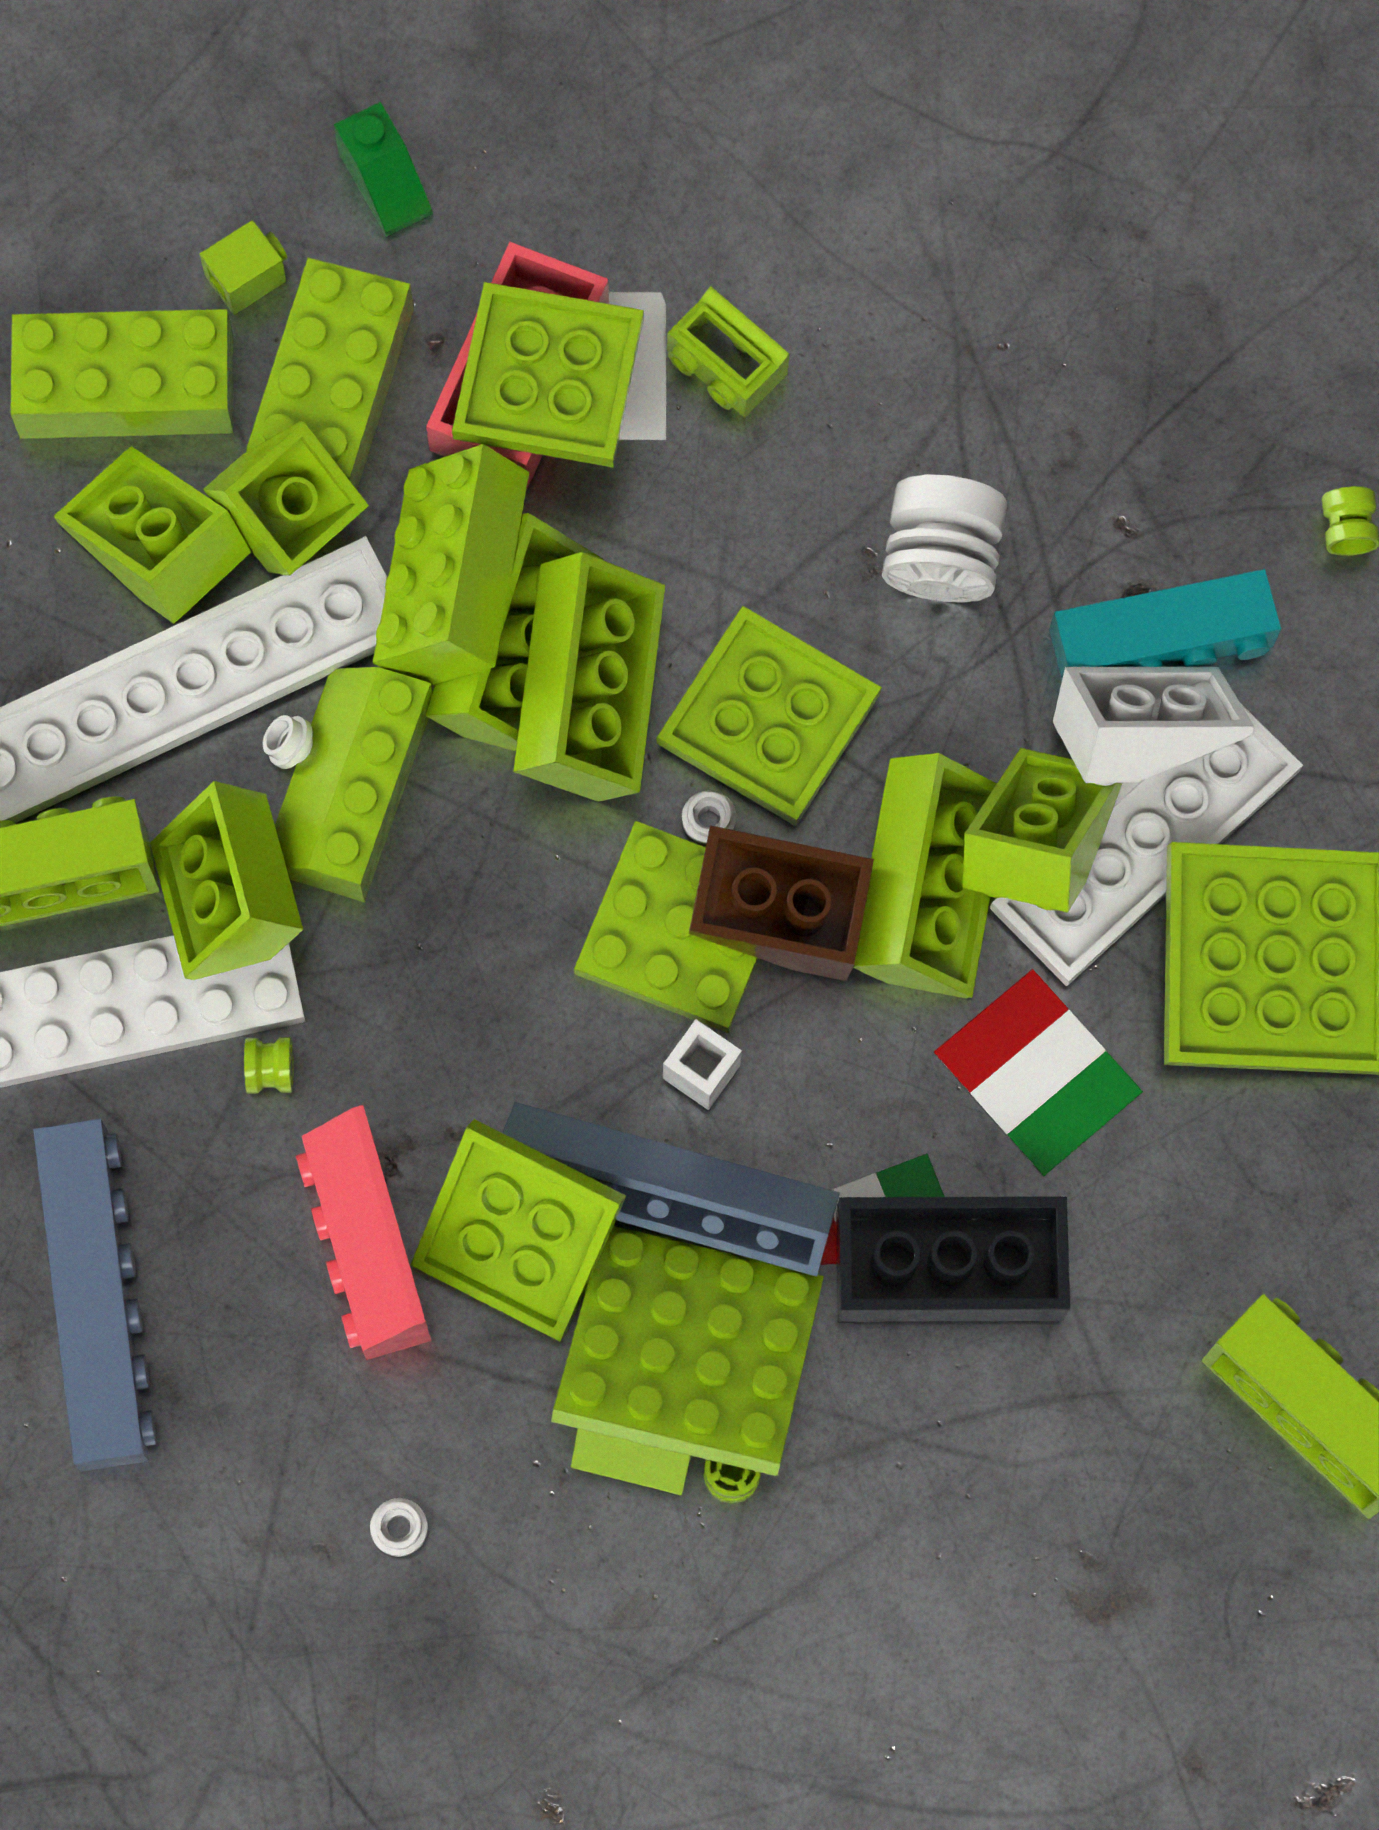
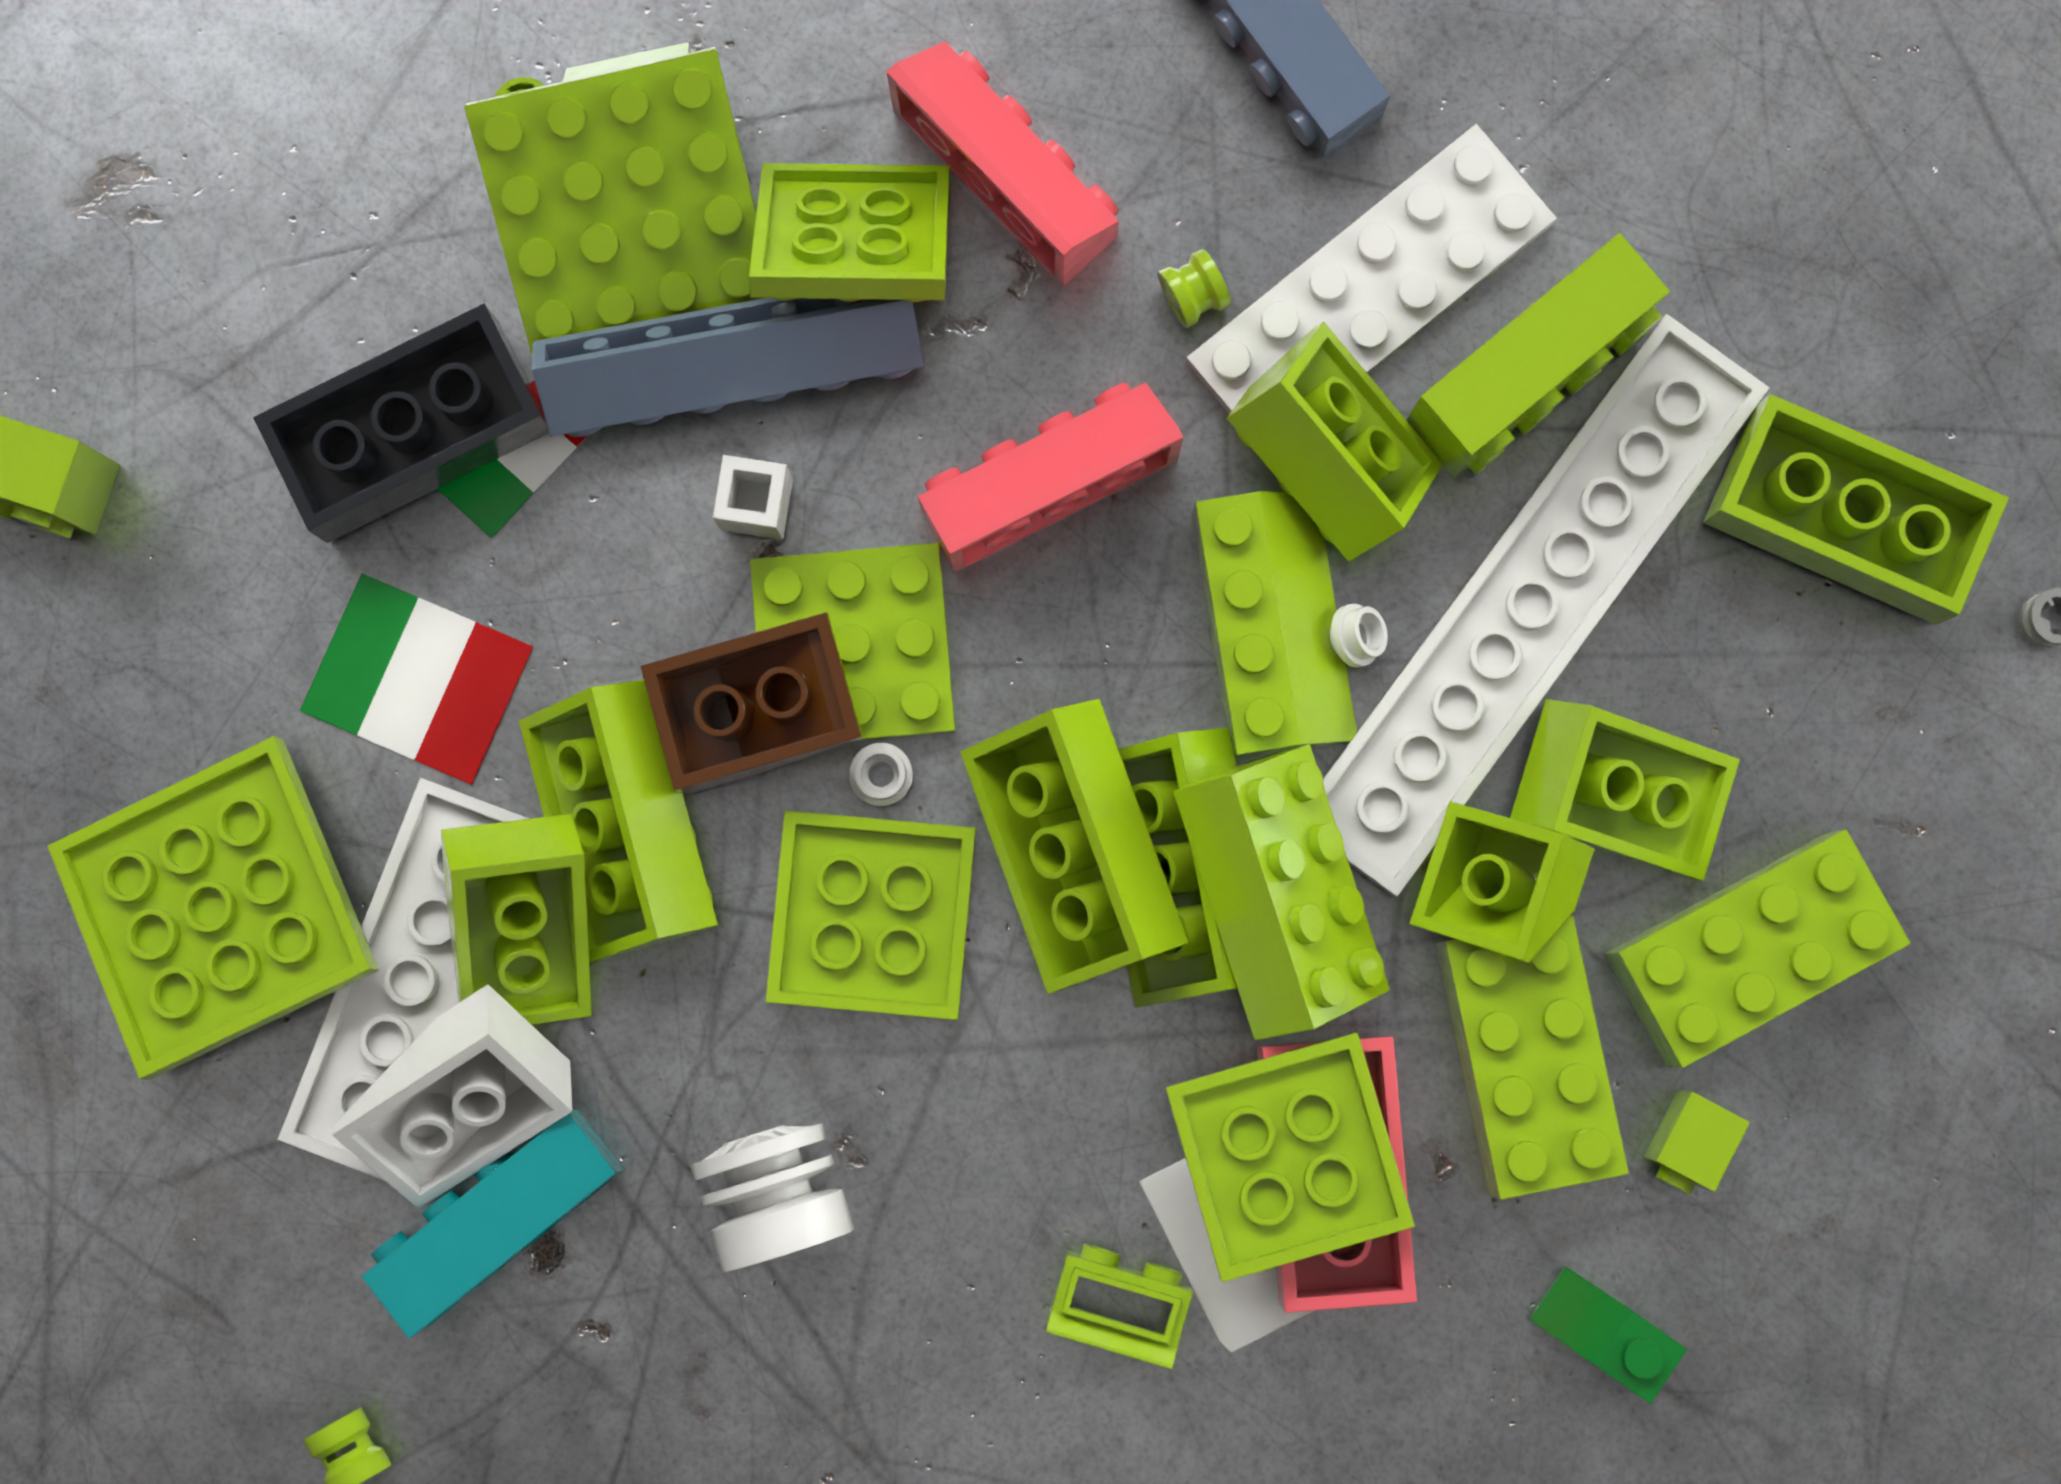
camera: 160 degrees right, 10 degrees up
(460, 967) = (1050, 475): none -> coral slope

